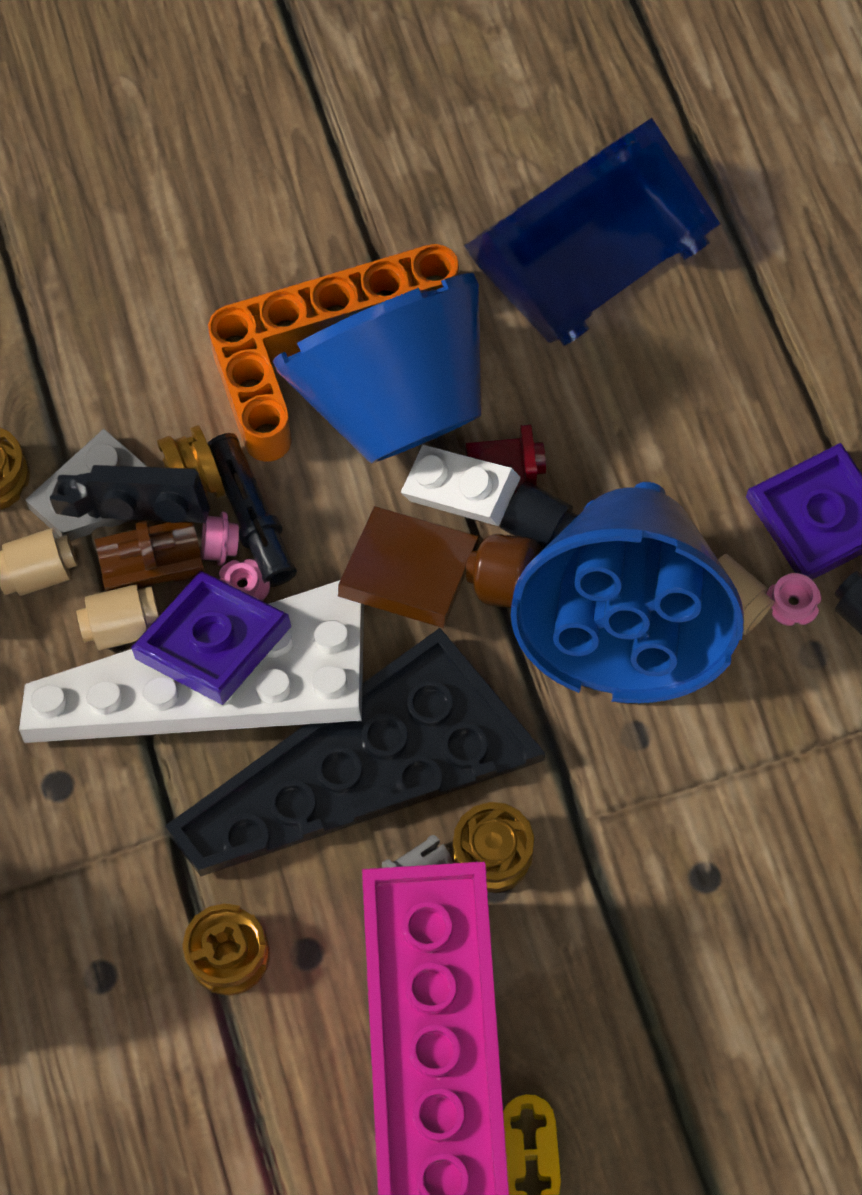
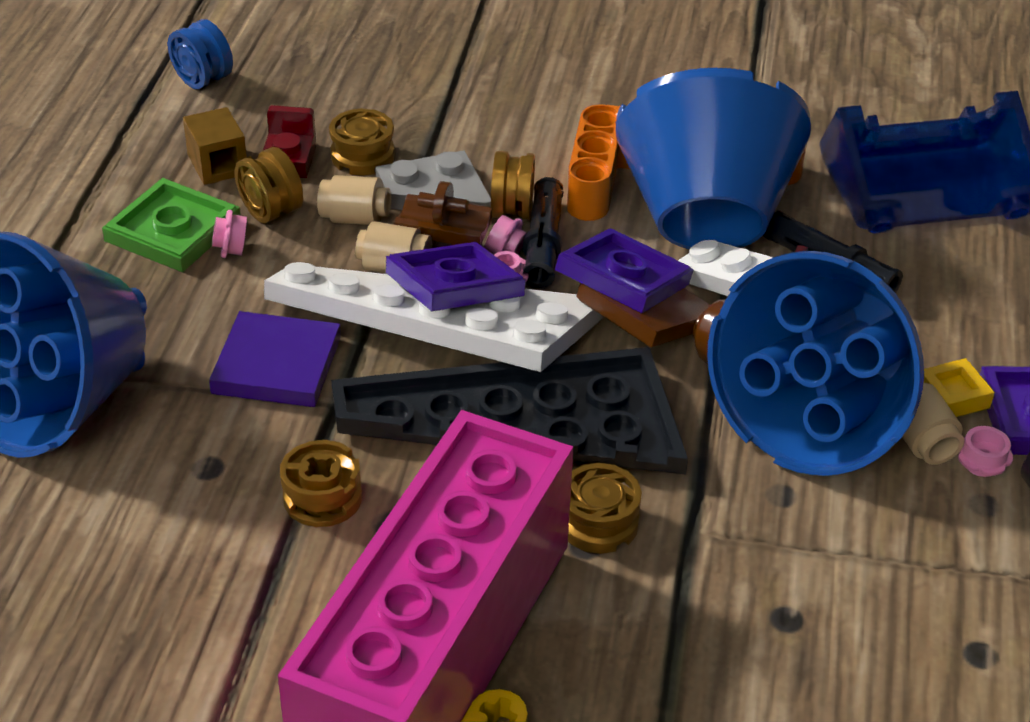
camera: 25 degrees right, 25 degrees down
(84, 814) = (275, 359): none -> dark purple tile
(133, 494) = (474, 173): black hinge -> none
(369, 541) = (624, 270): none -> dark purple tile
(555, 404) = (791, 233): none -> black pin
(738, 531) = (960, 386): none -> yellow plate

